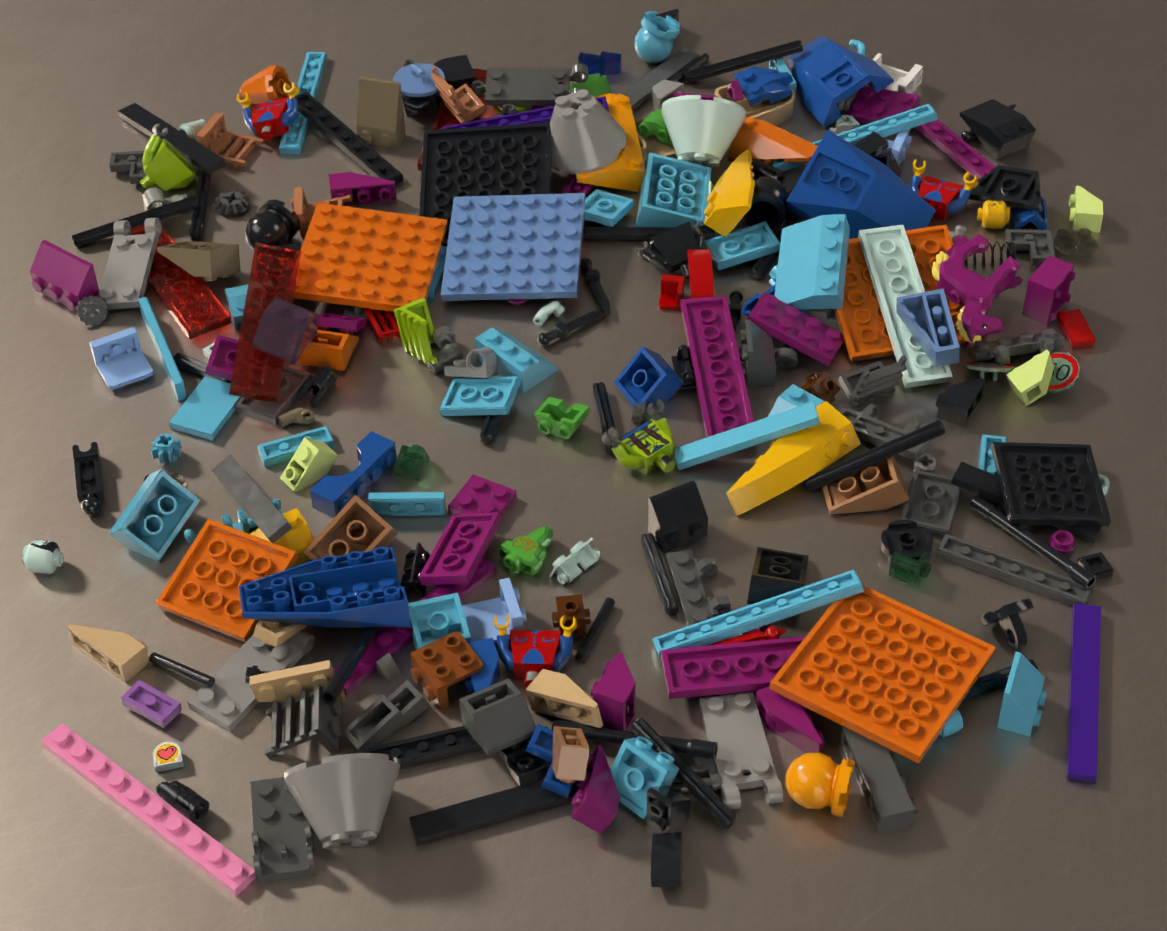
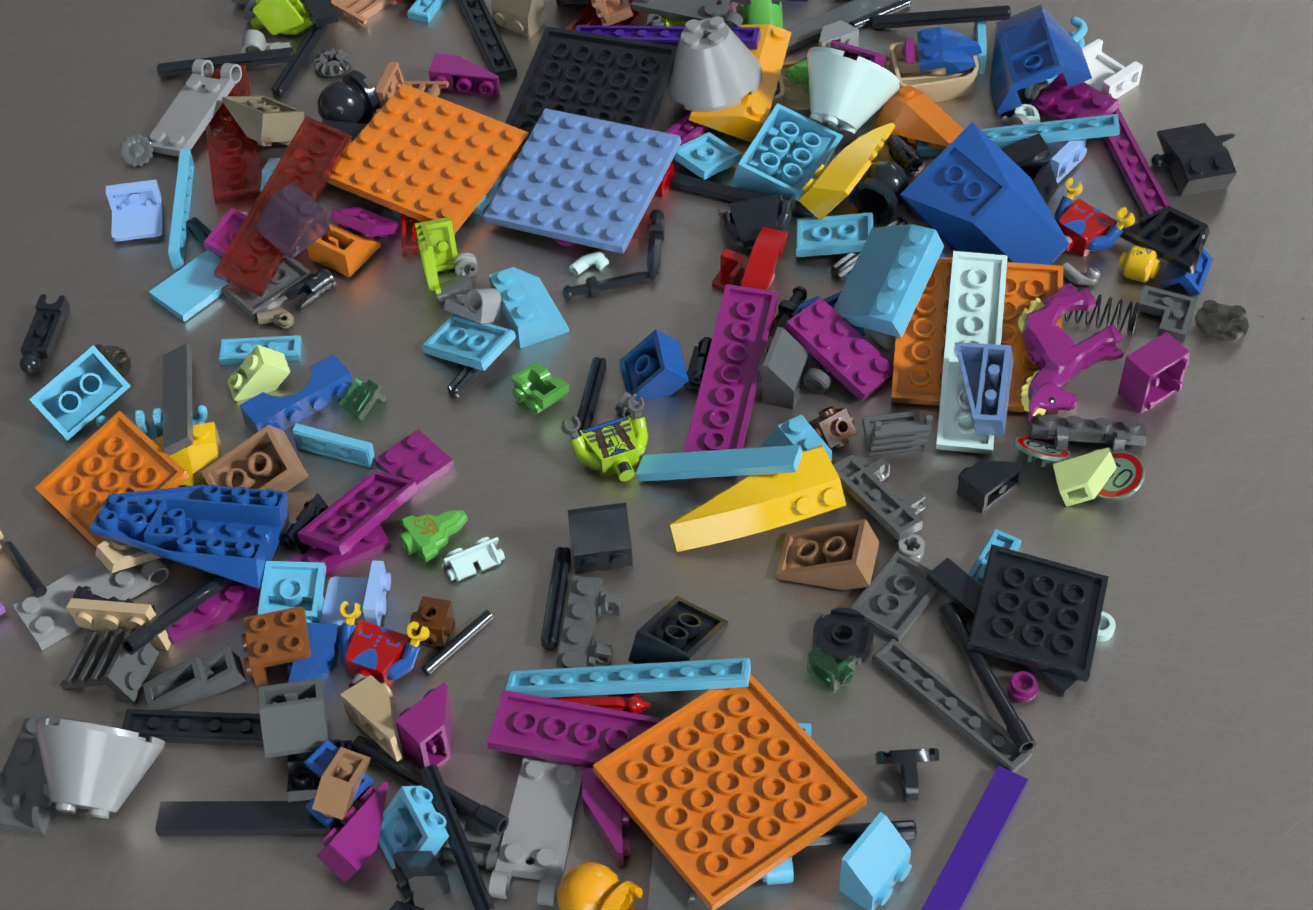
camera: 20 degrees right, 5 degrees up
(62, 275) = (121, 106): magenta slope -> none
(166, 448) = (130, 320): medium azure gear -> none
(387, 668) = (225, 625): light grey piece -> none
(875, 455) = (847, 525): black axle -> none
(1076, 328) = (1171, 427): red tile -> none
(1085, 210) = (1253, 284): yellowish green slope -> none
(1097, 565) = (1048, 727): black tile -> none

